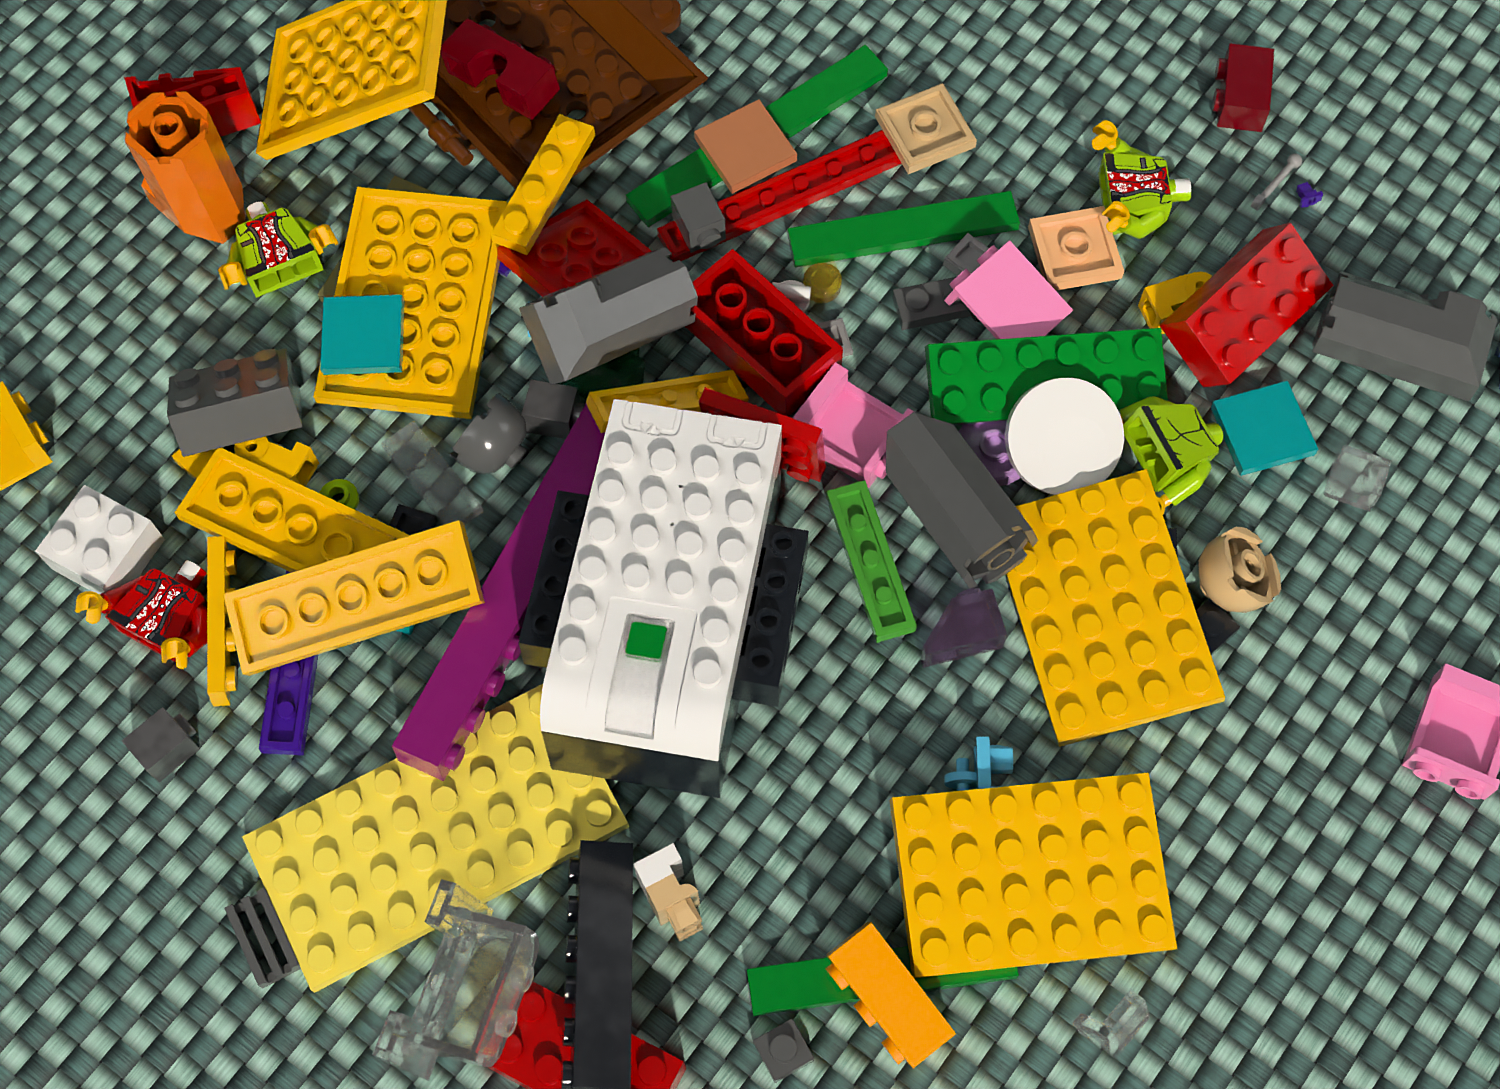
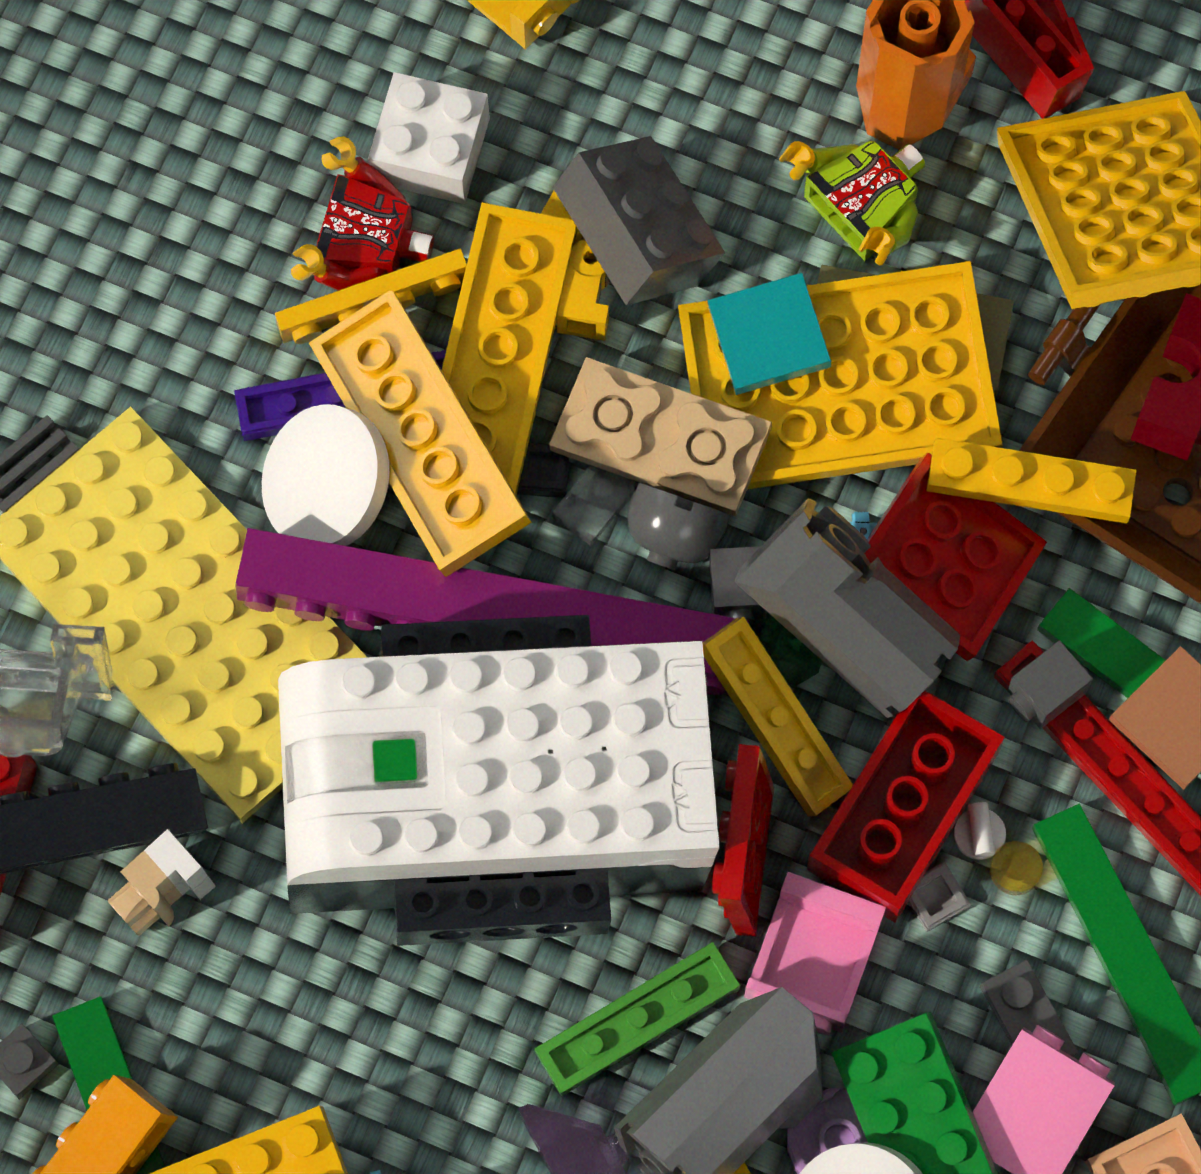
camera: 75 degrees right, 5 degrees up
(162, 743) = (213, 286): flat silver brick -> none
(336, 486) = (555, 389): lime plate -> none
(362, 684) = (326, 475): none -> white piece
(415, 432) = (660, 436): none -> tan piece
(965, 255) = (1110, 1046): light grey tile -> none

